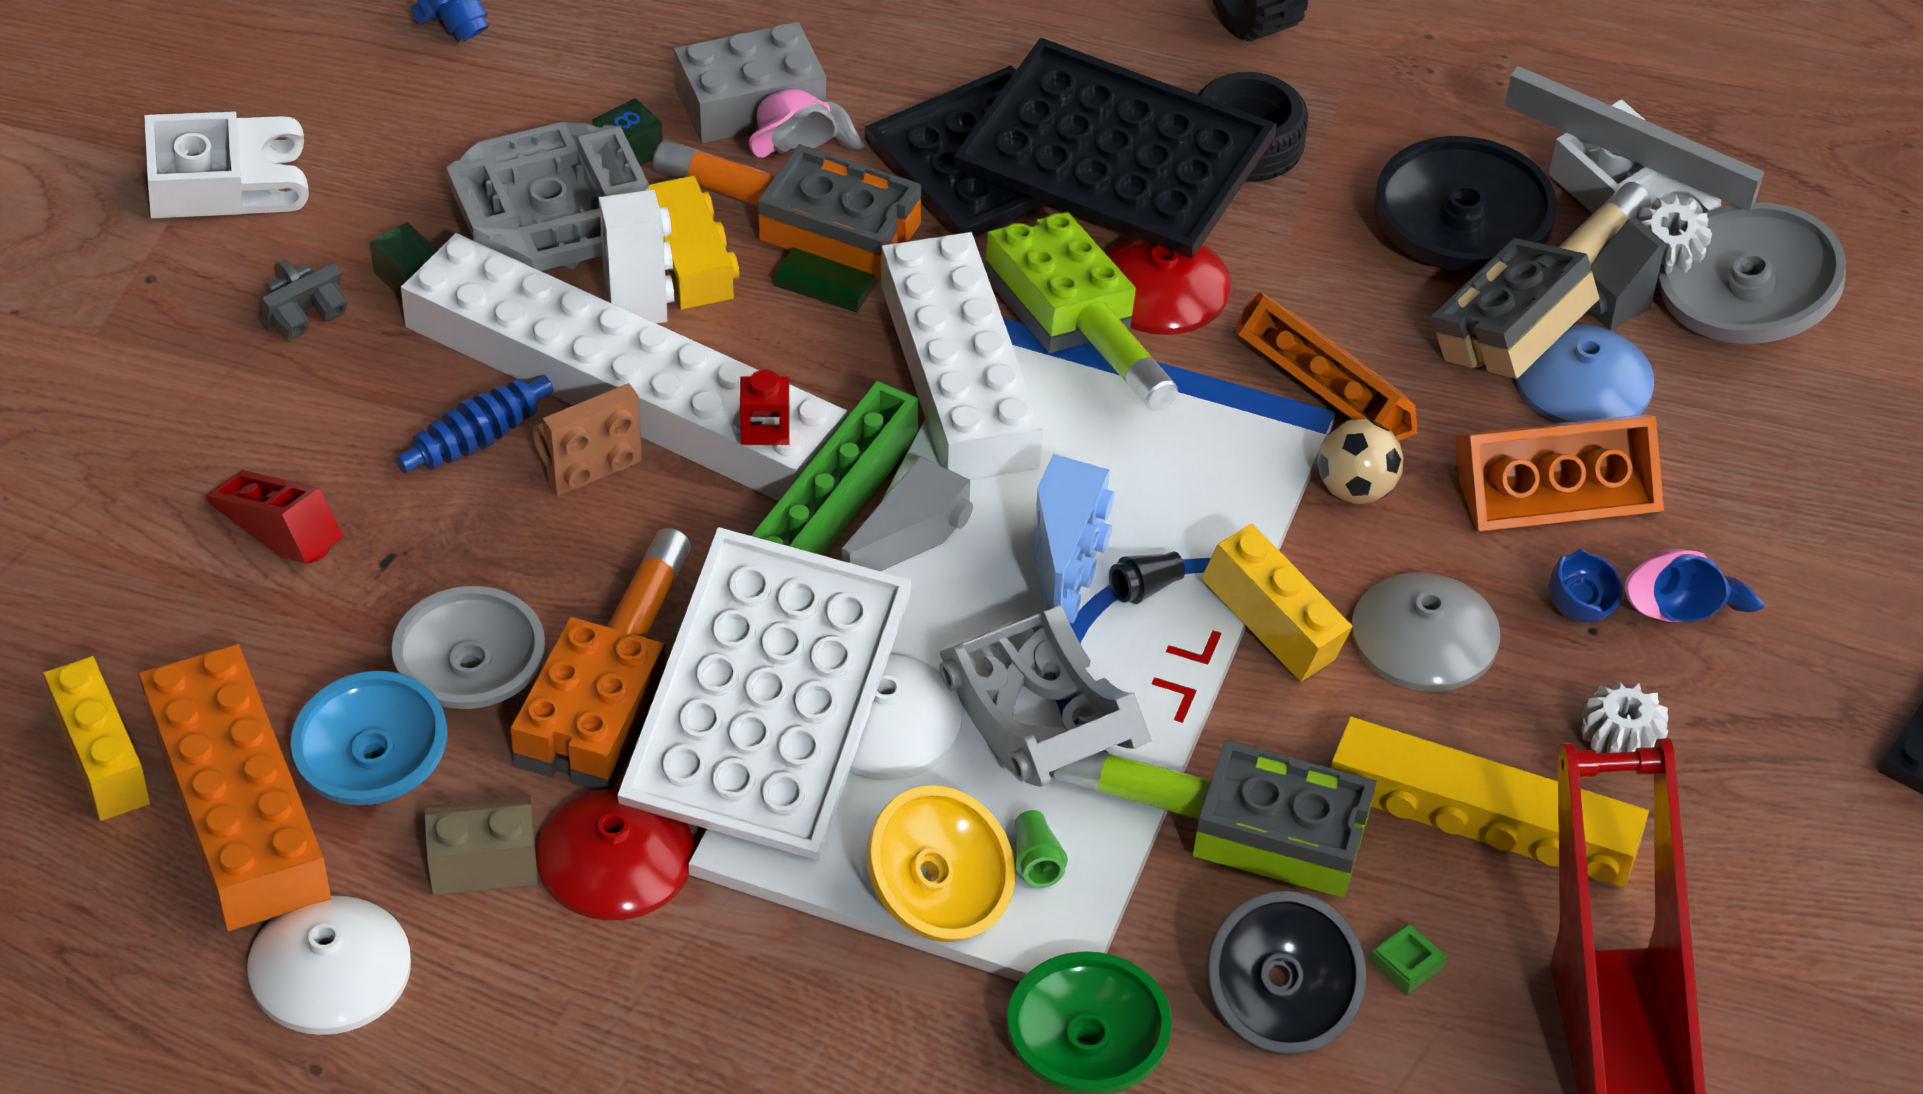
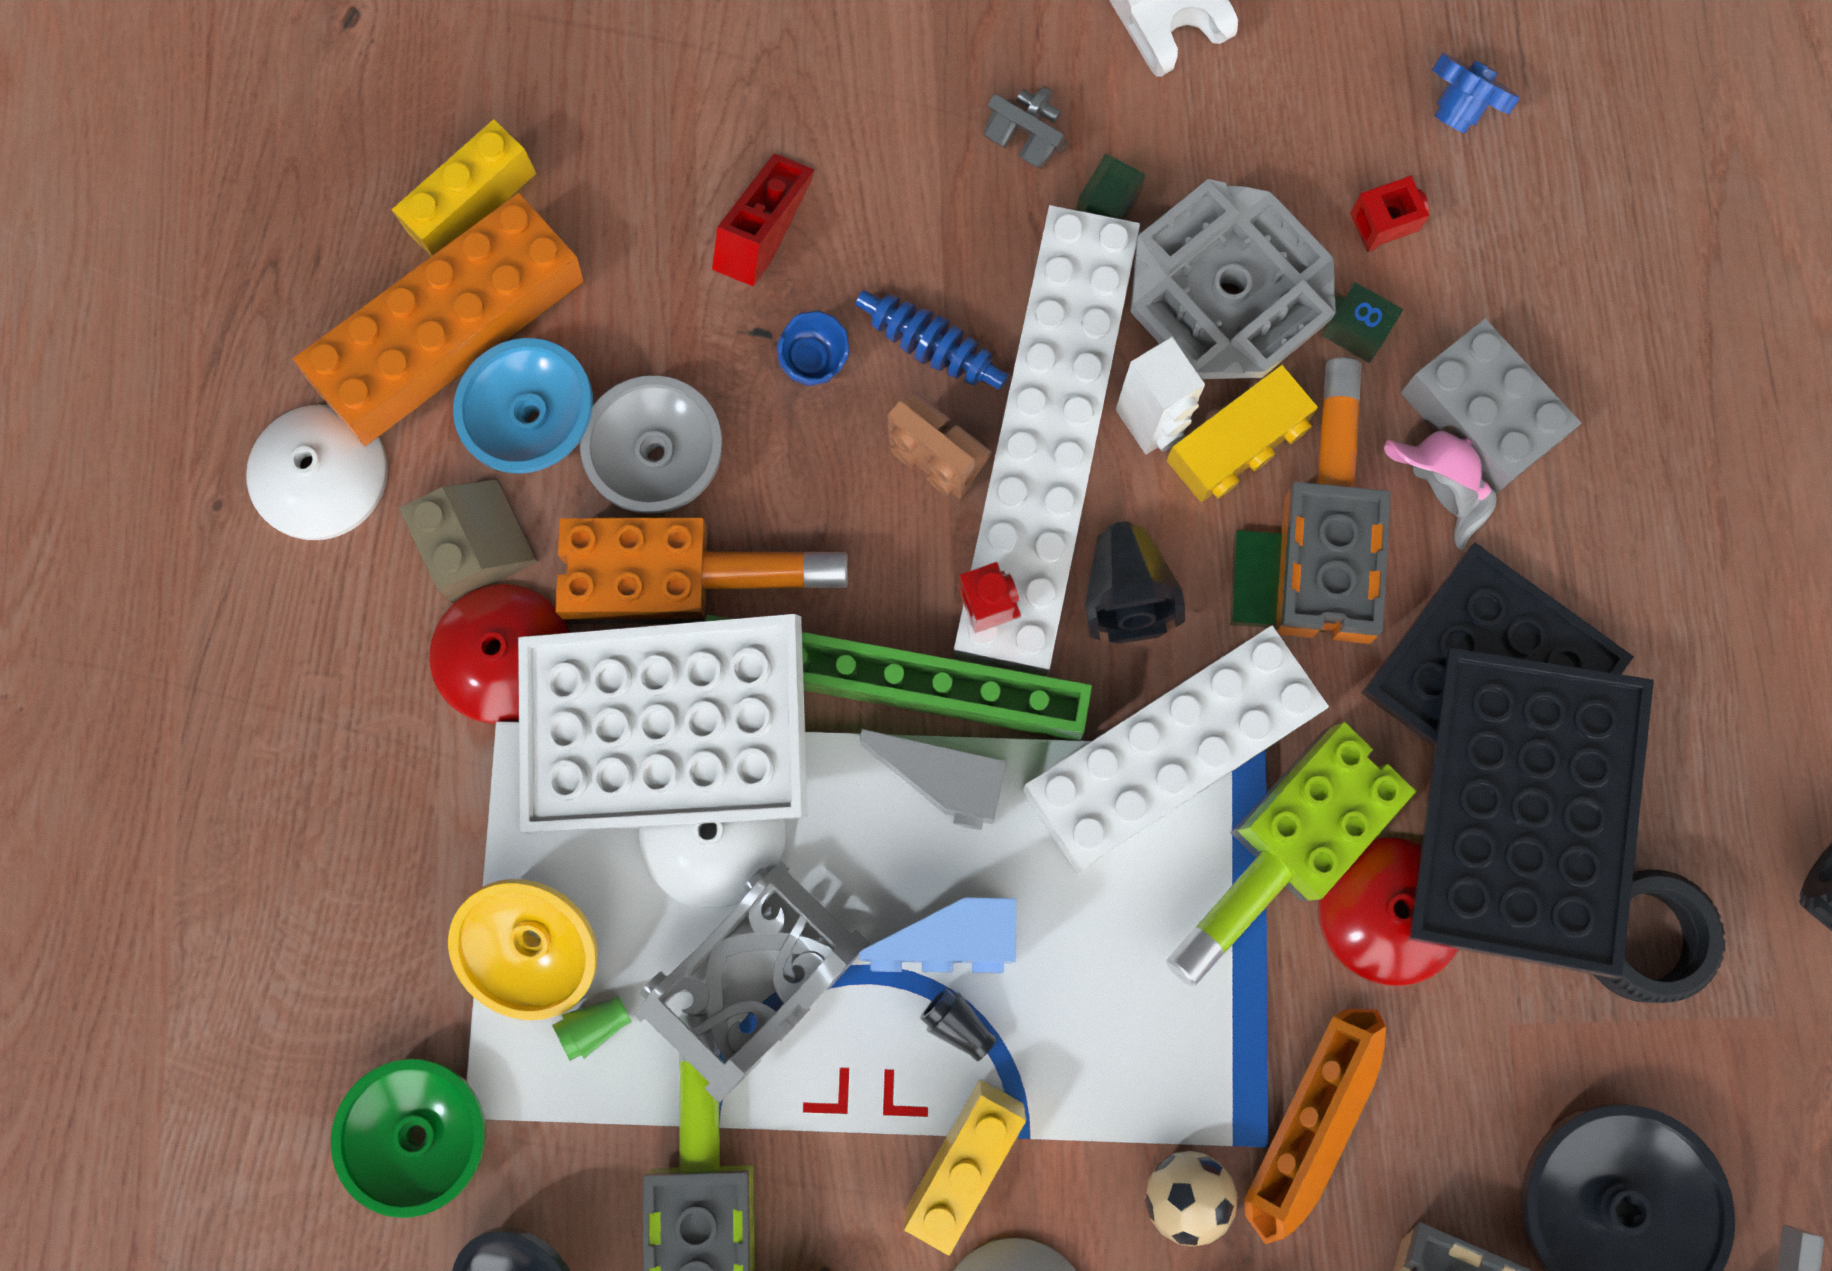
camera: 75 degrees right, 30 degrees up
(435, 506) = (813, 348): none -> blue hair
(536, 90) = (1399, 199): none -> red brick
(795, 344) = (1131, 587): none -> black cone

